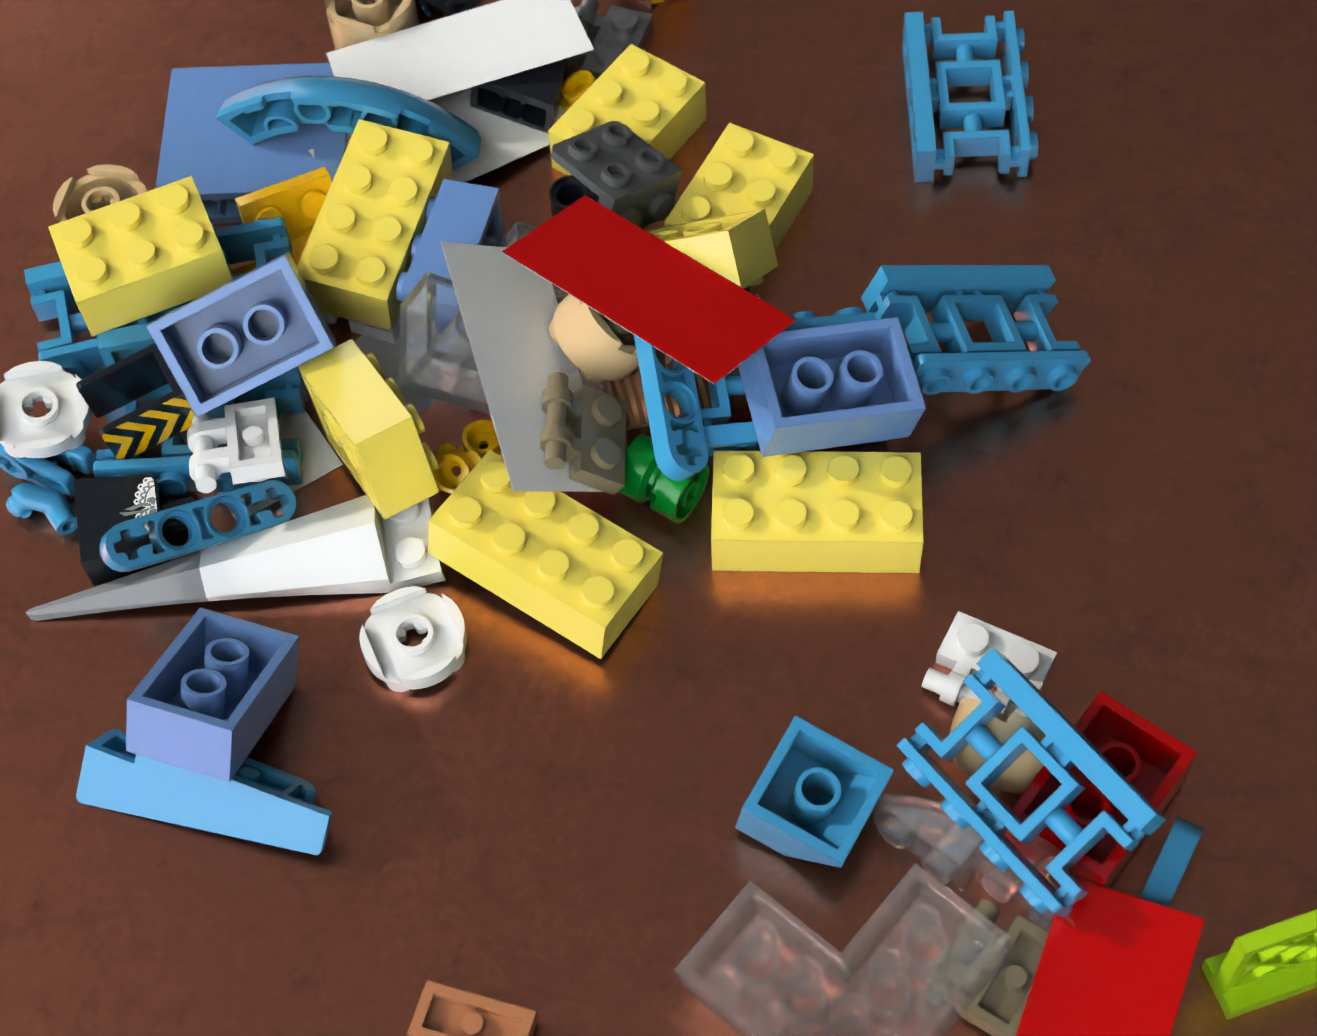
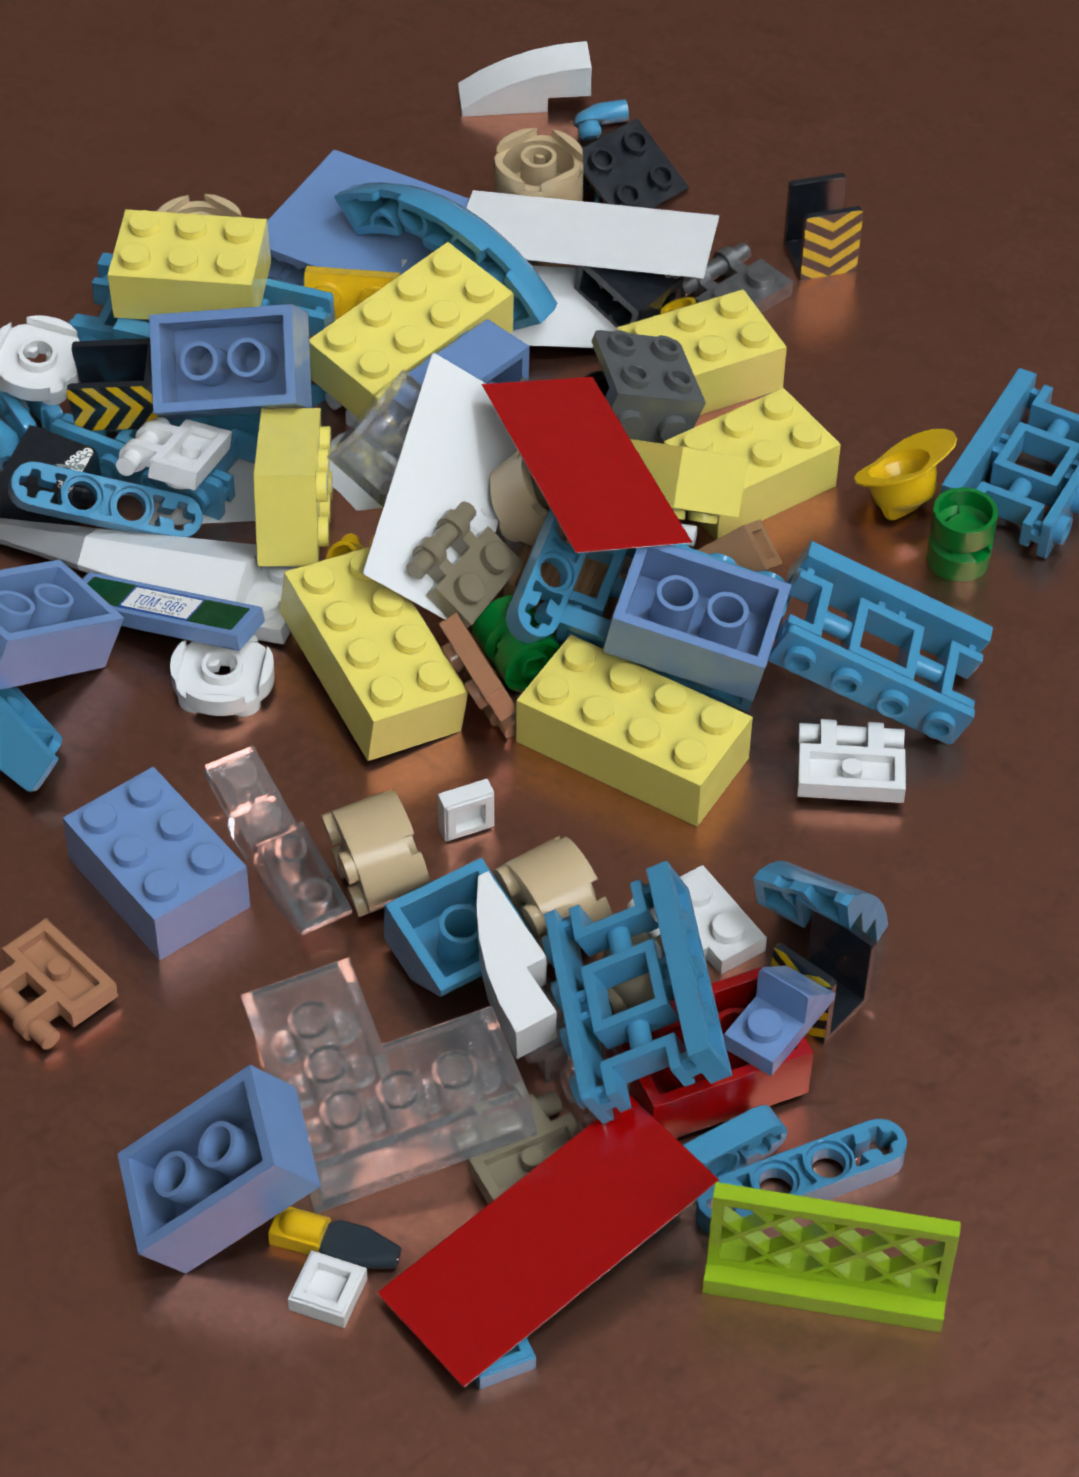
camera: 25 degrees right, 10 degrees down
(336, 601) = (179, 612): none -> tile
(489, 866) = (157, 862): none -> medium blue brick
(584, 792) = (274, 844): none -> clear slope
(649, 524) = (479, 676): none -> nougat plate
(687, 751) = (375, 851): none -> tan brick
(726, 665) = (465, 810): none -> white tile
(792, 289) = (748, 547): none -> medium nougat panel
(871, 710) = (550, 879): none -> tan brick
(874, 148) = (907, 472): none -> yellow piece
(896, 813) = (512, 971): none -> white slope
(959, 189) = (961, 534): none -> green wheel
(1015, 457) = (851, 762): none -> white plate
(1081, 599) = (798, 891): none -> dark azure slope
(1136, 661) = (840, 962): none -> black piece
(1153, 736) = (777, 1017): none -> medium blue slope
(1243, 868) = (796, 1165): none -> dark azure beam

